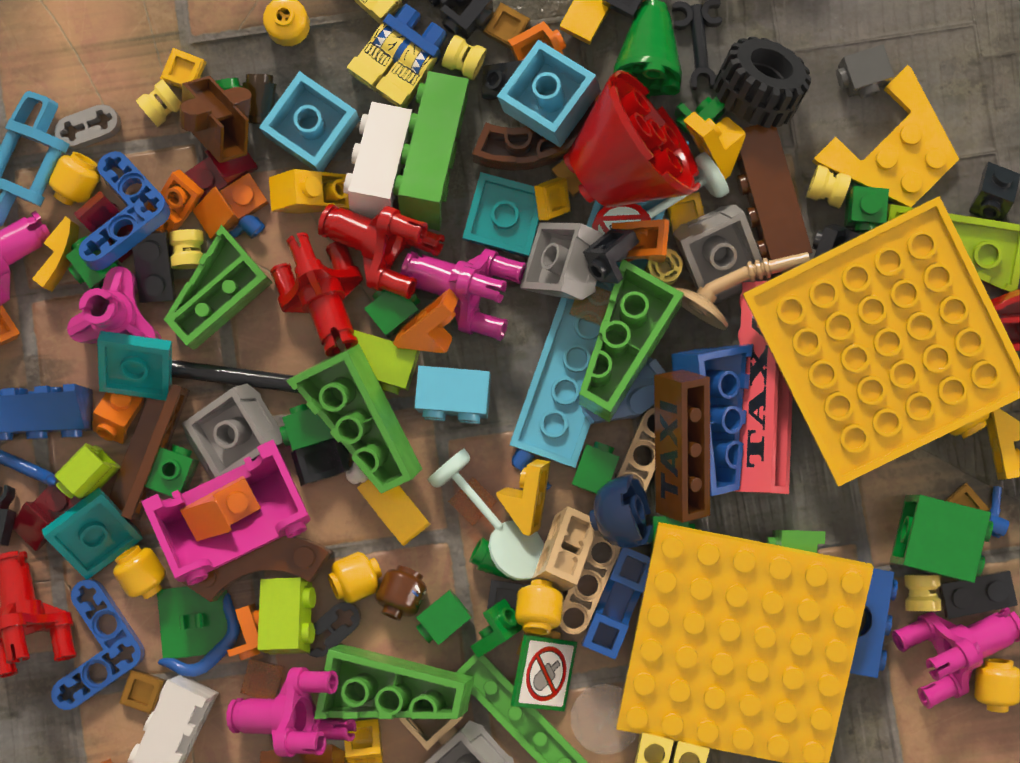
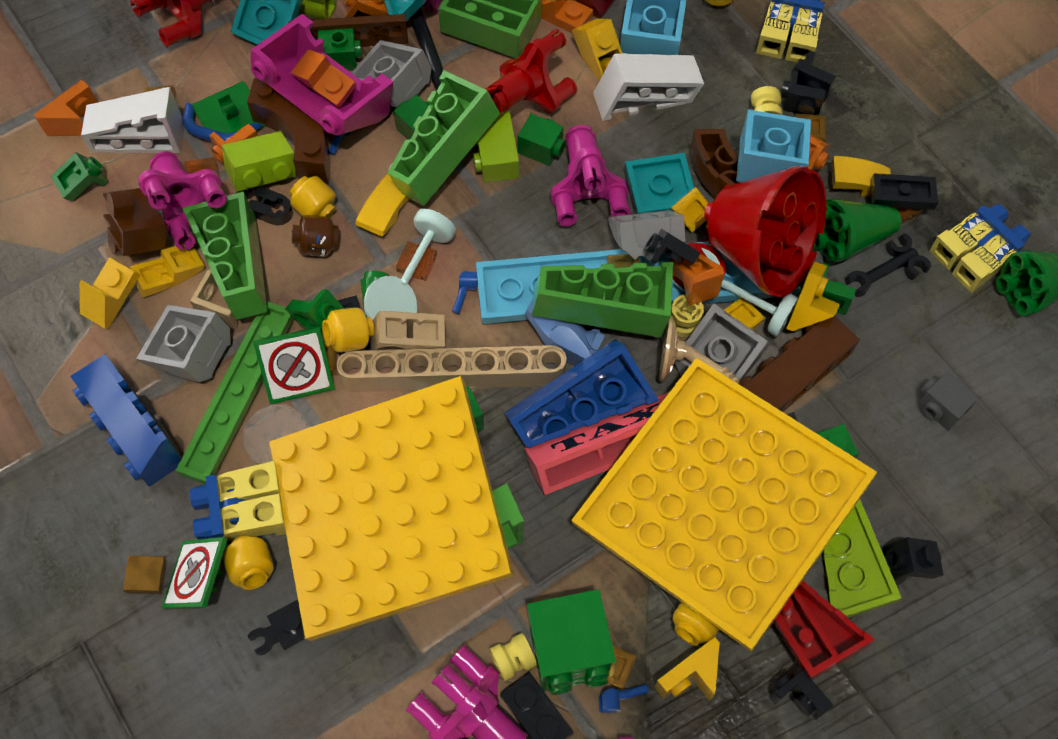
camera: 55 degrees right, 20 degrees down
(110, 643) = (187, 66): blue beam -> none
(139, 572) = (241, 57): yellow head -> none
(250, 225) = (550, 25): blue hand -> none
(321, 461) = (390, 137): black bracket -> none
(380, 243) = (591, 102): red wheel -> none
(398, 57) = (738, 65): hips -> none
(427, 328) = (538, 157): orange slope -> none
(431, 147) = (676, 110): bright green wedge -> none
(442, 618) = (308, 271): green brick -> none
(452, 393) = (496, 199): medium azure brick -> none
(527, 504) = (438, 295): yellow slope -> none
(595, 467) = (488, 329): green brick -> none
(617, 603) = (353, 392): blue arch -> none
(621, 513) = (460, 351): dark blue cylinder -> none
(682, 445) = (540, 375): reddish brown brick -> none
(762, 82) = (884, 313): black tyre -> none
(825, 185) = (830, 411): light yellow wheel -> none
(869, 653) = (493, 611): blue arch -> none
(908, 158) = (905, 475): yellow wing -> none

